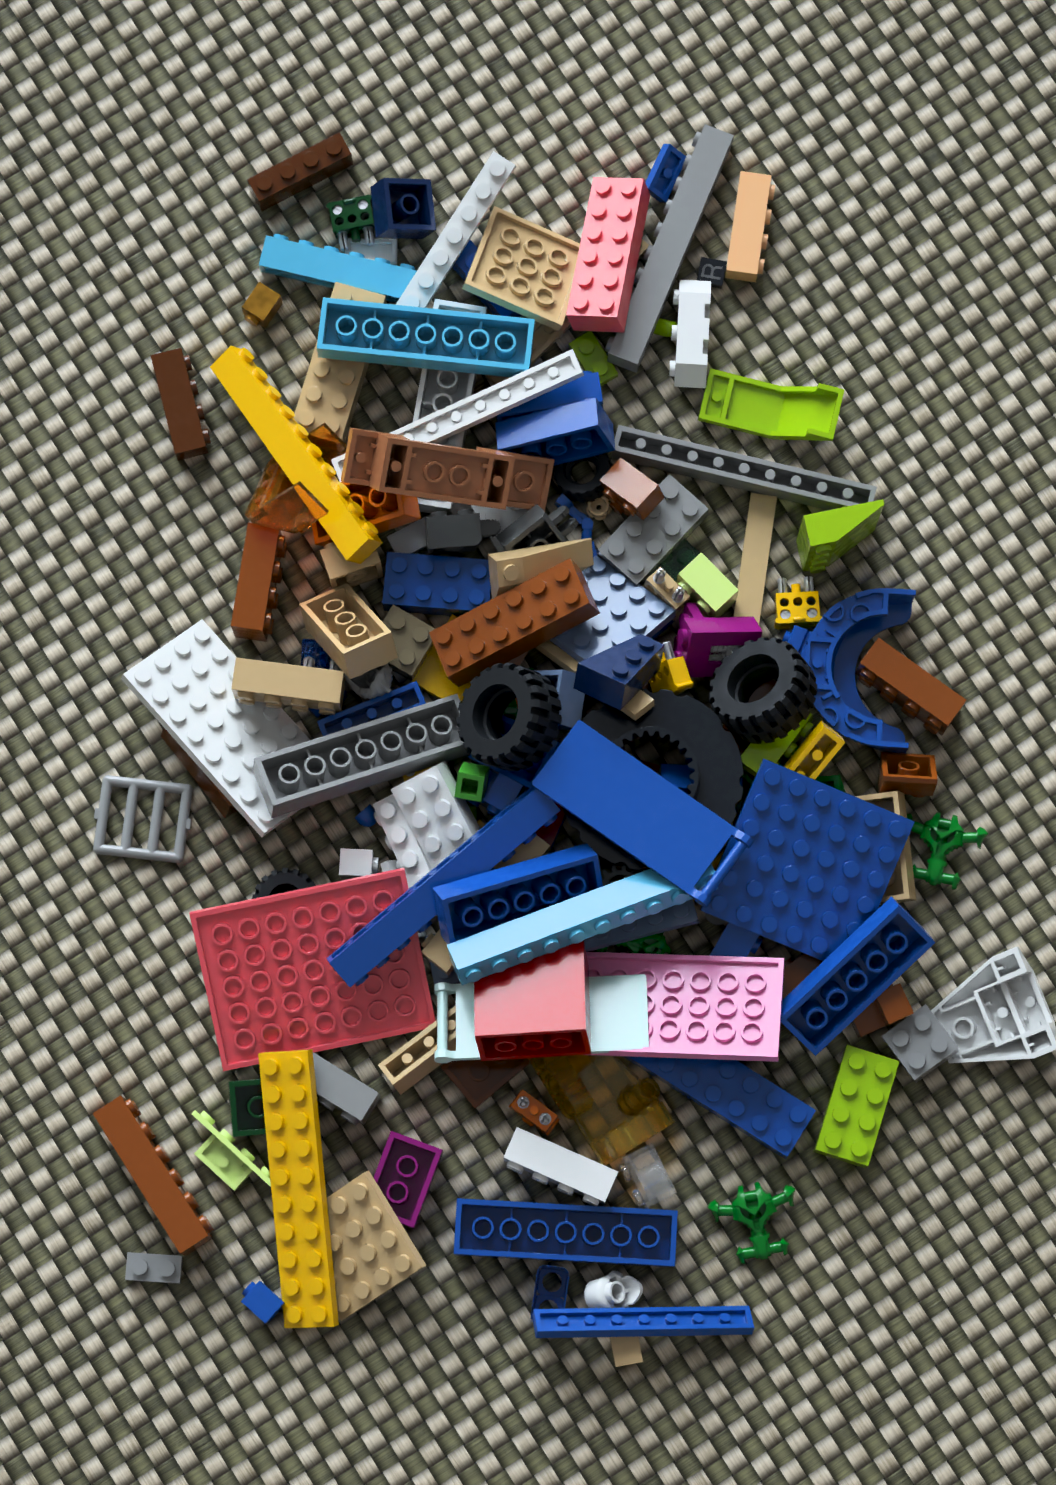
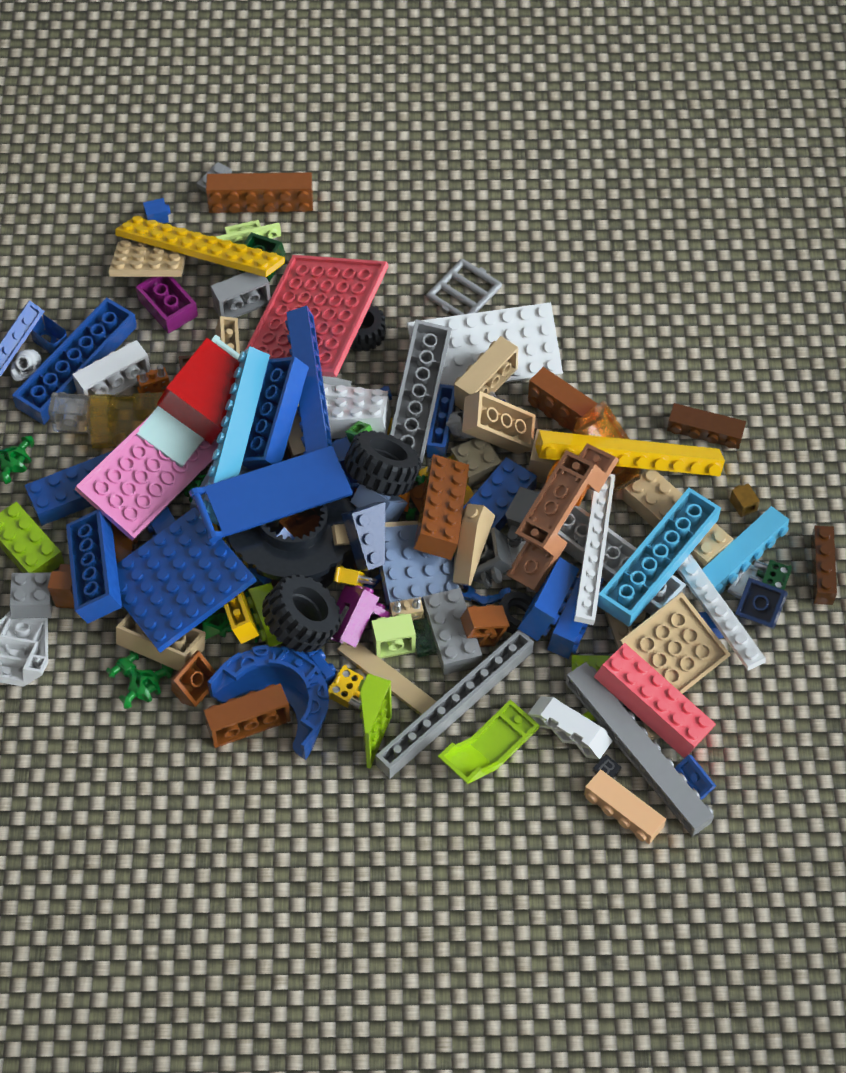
camera: 120 degrees right, 20 degrees down
(357, 863) = (361, 372): white brick -> none

